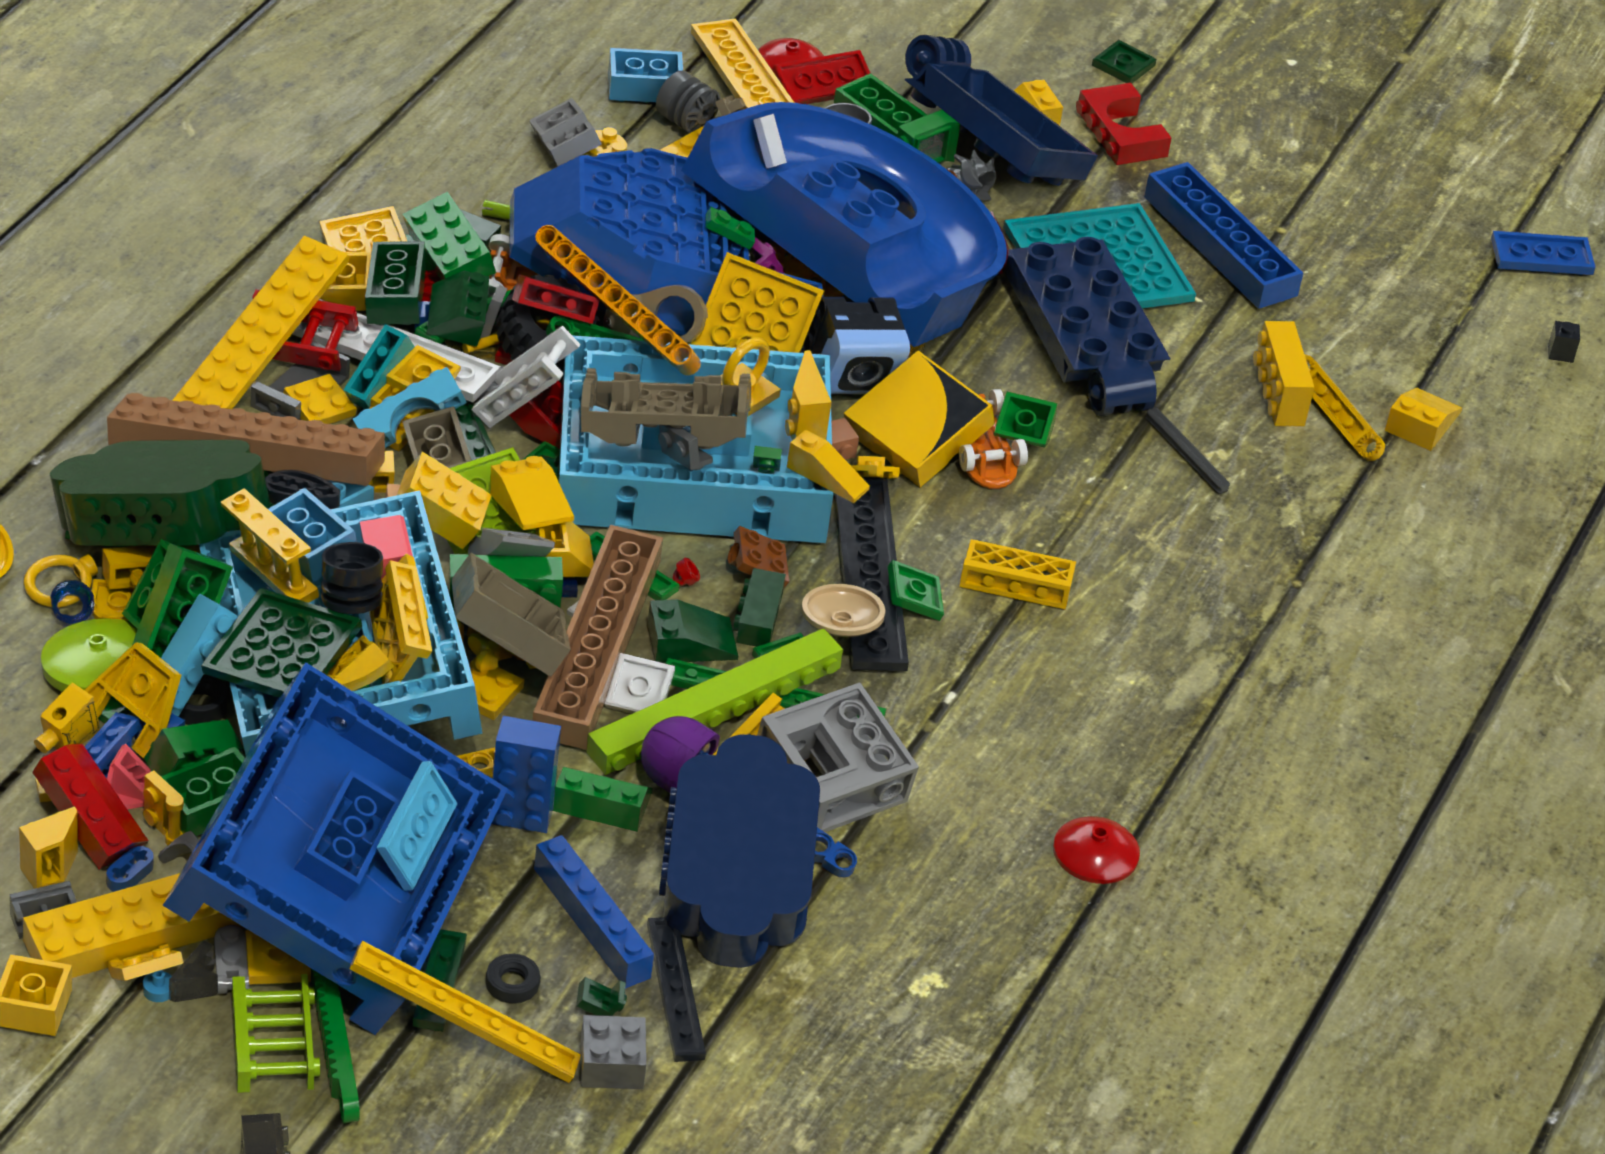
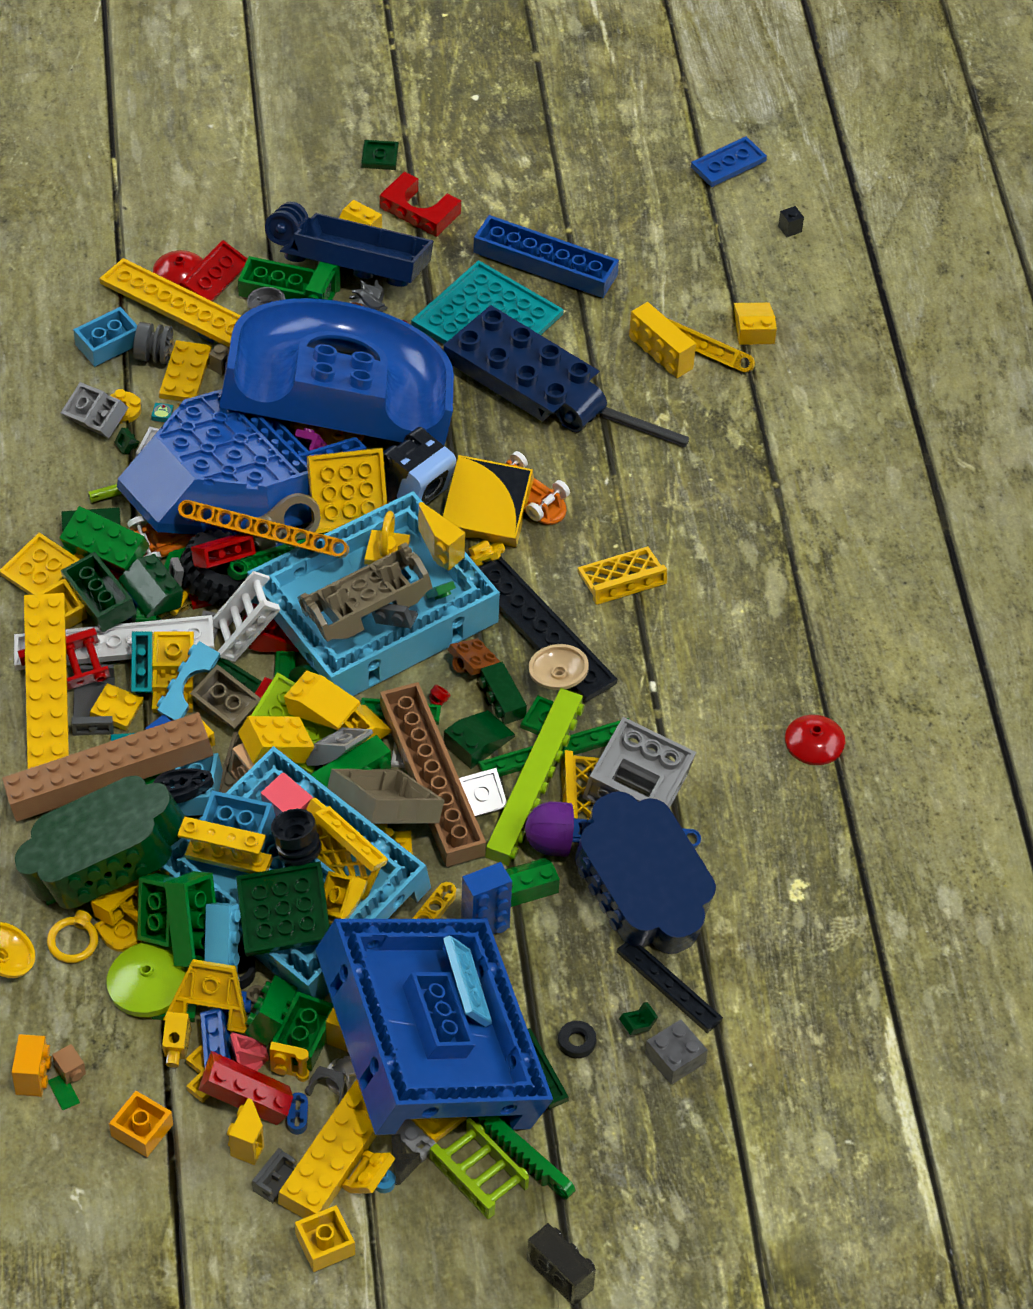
camera: 30 degrees left, 10 degrees up
(74, 588) = (108, 945): clear blue piece -> none
(465, 1011) = (586, 1084): yellow tile -> none
(593, 911) = (586, 965): blue brick -> none
(727, 226) = (281, 432): green plate -> none
(730, 105) = (184, 331): dark tan hinge -> none
(769, 141) = (254, 353): white tile -> none
(824, 465) = (480, 575): yellow slope -> none
(915, 590) = (579, 624): green tile -> none
(1026, 419) = (548, 463): green slope -> none

